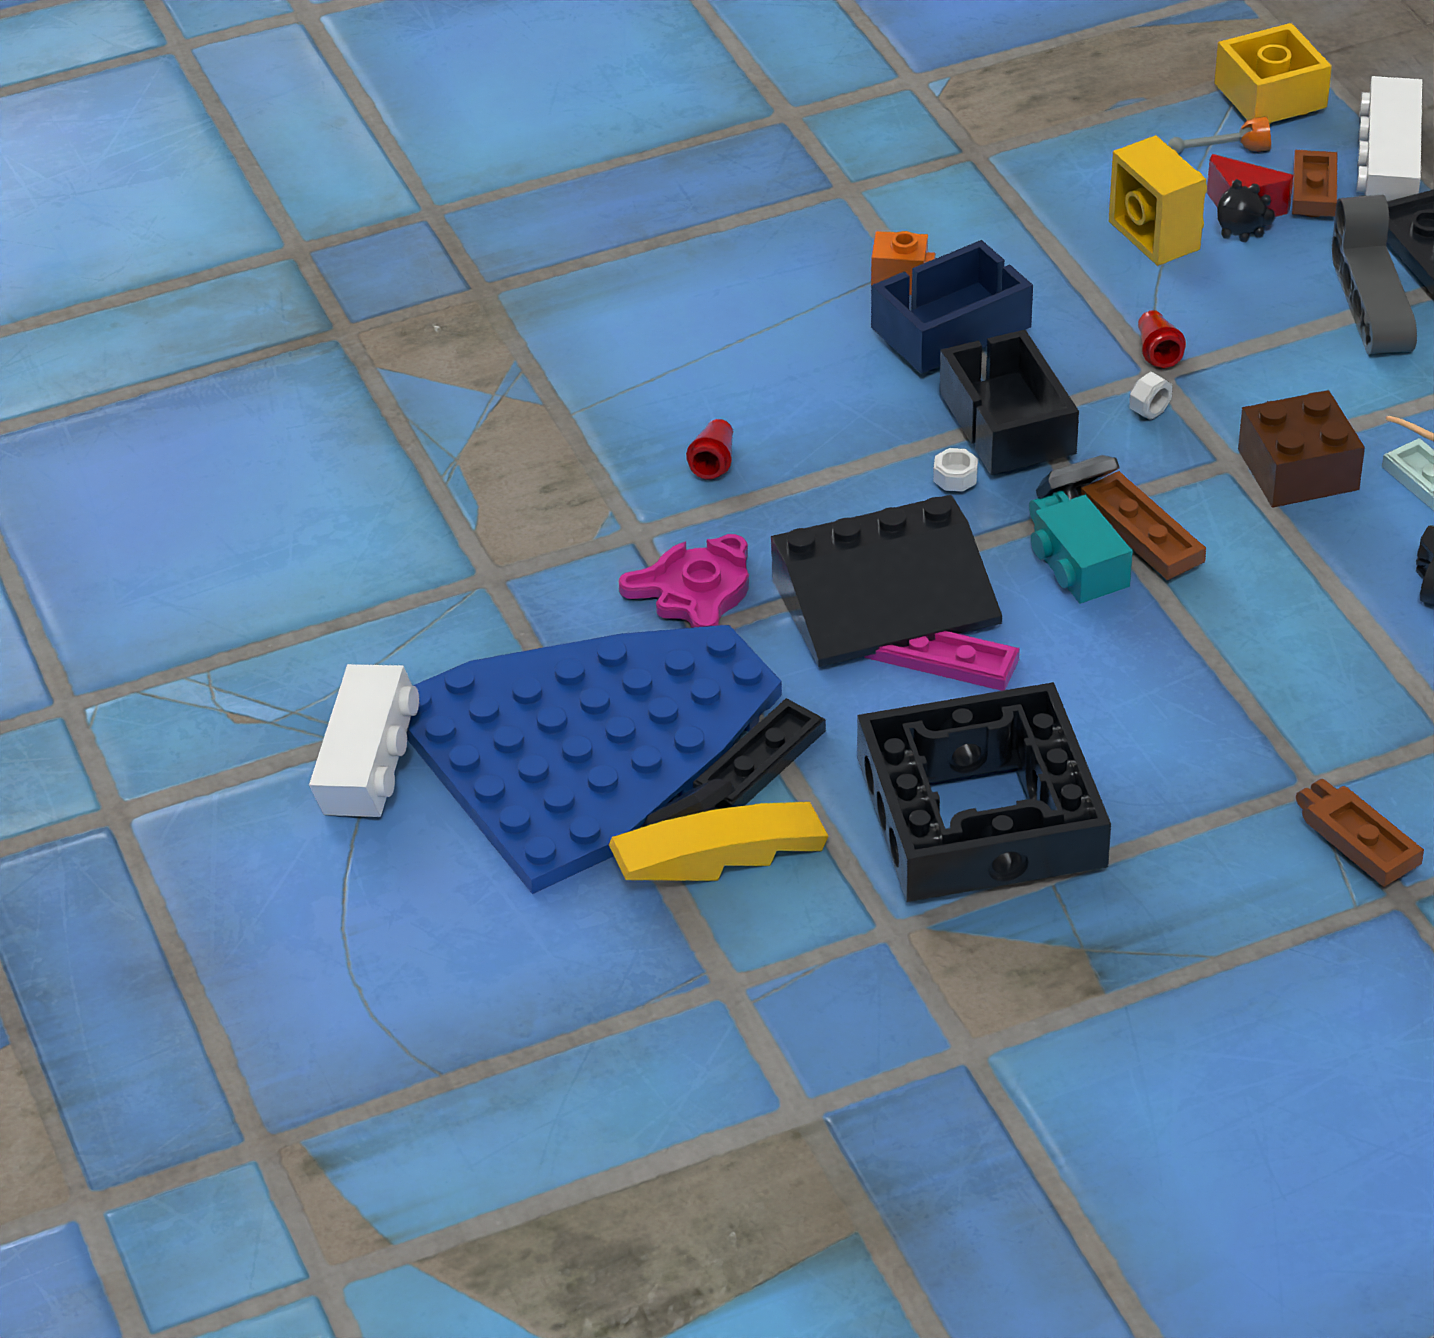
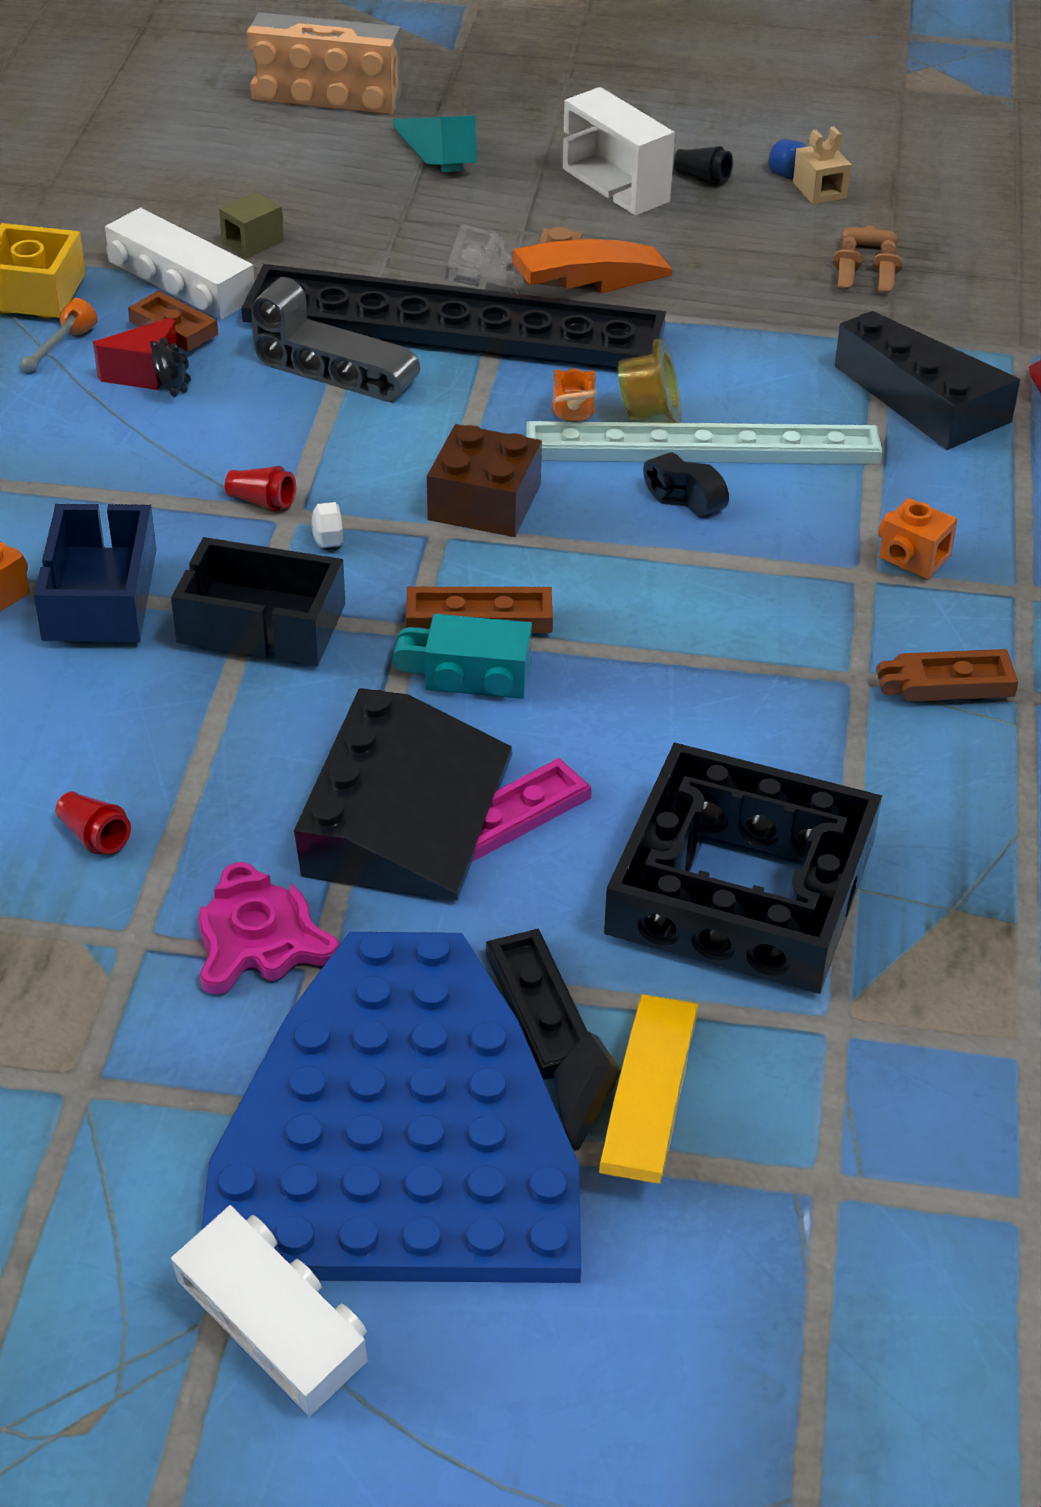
camera: 60 degrees left, 0 degrees up
(955, 469) = (292, 681): white tile -> none
(1076, 476) = (390, 614): black piece -> none
(1157, 200) = (111, 395): yellow brick -> none

